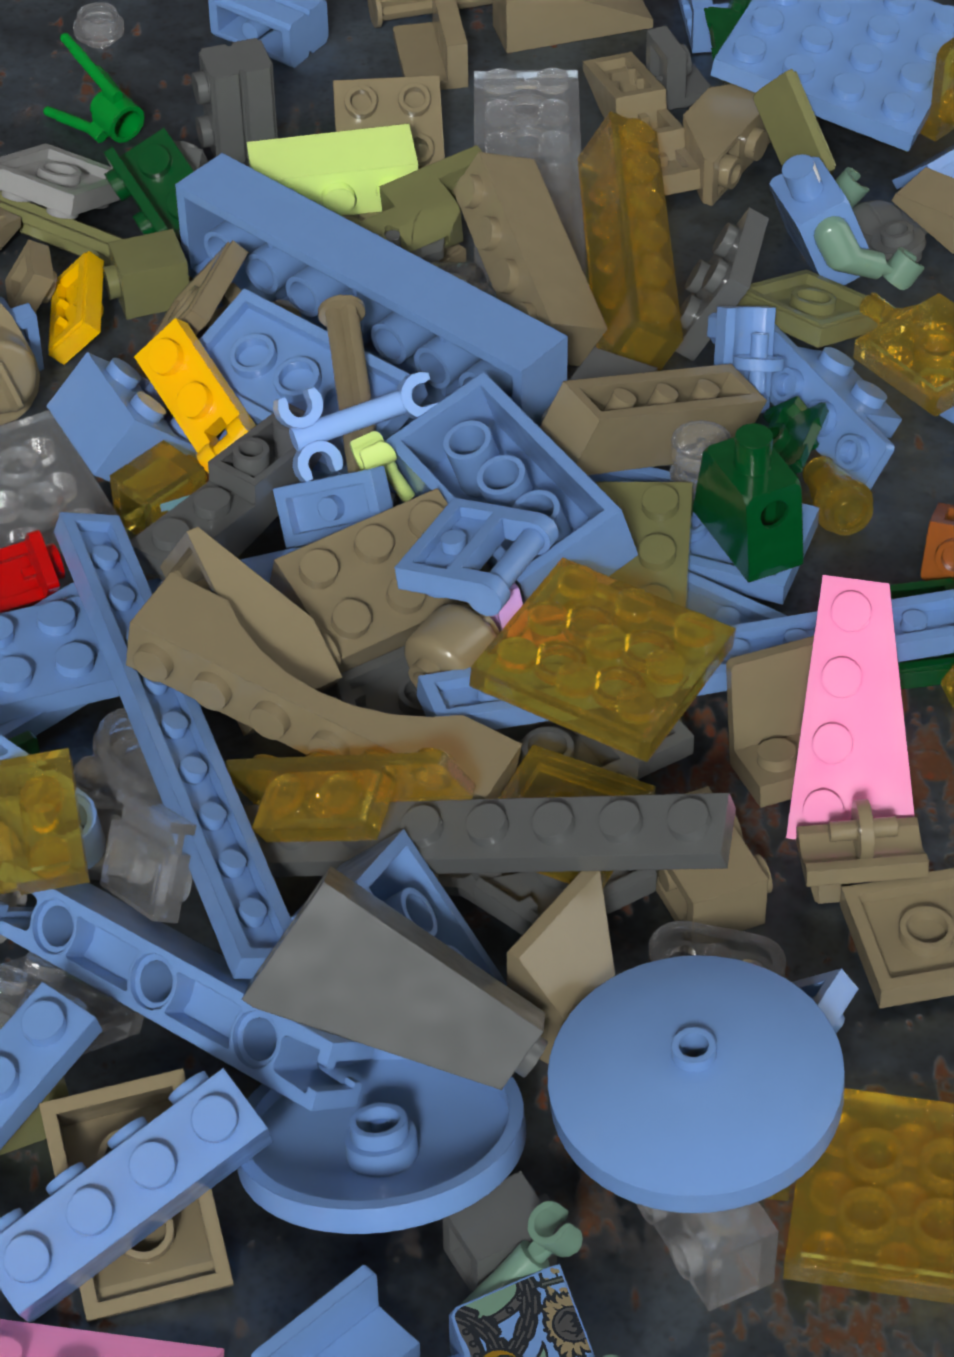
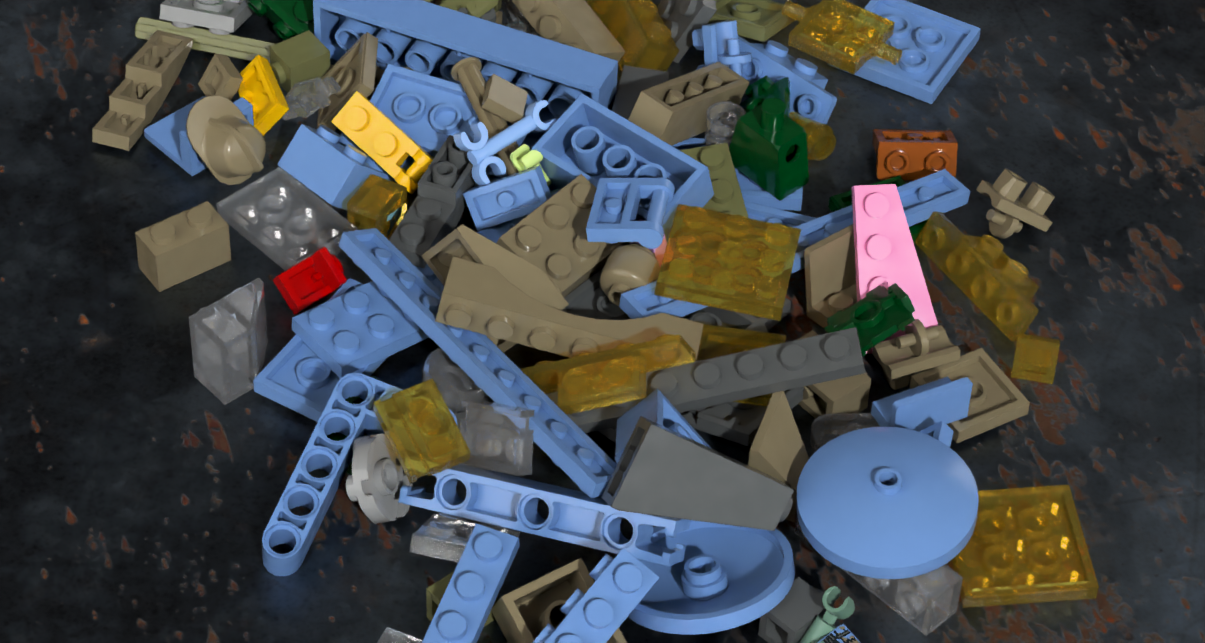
camera: 20 degrees left, 0 degrees up
(134, 322) = (309, 96): none -> clear plate
(374, 362) = (504, 99): none -> dark tan tile
(794, 788) = (875, 316): none -> dark green piece
(819, 940) = (925, 405): none -> medium blue panel

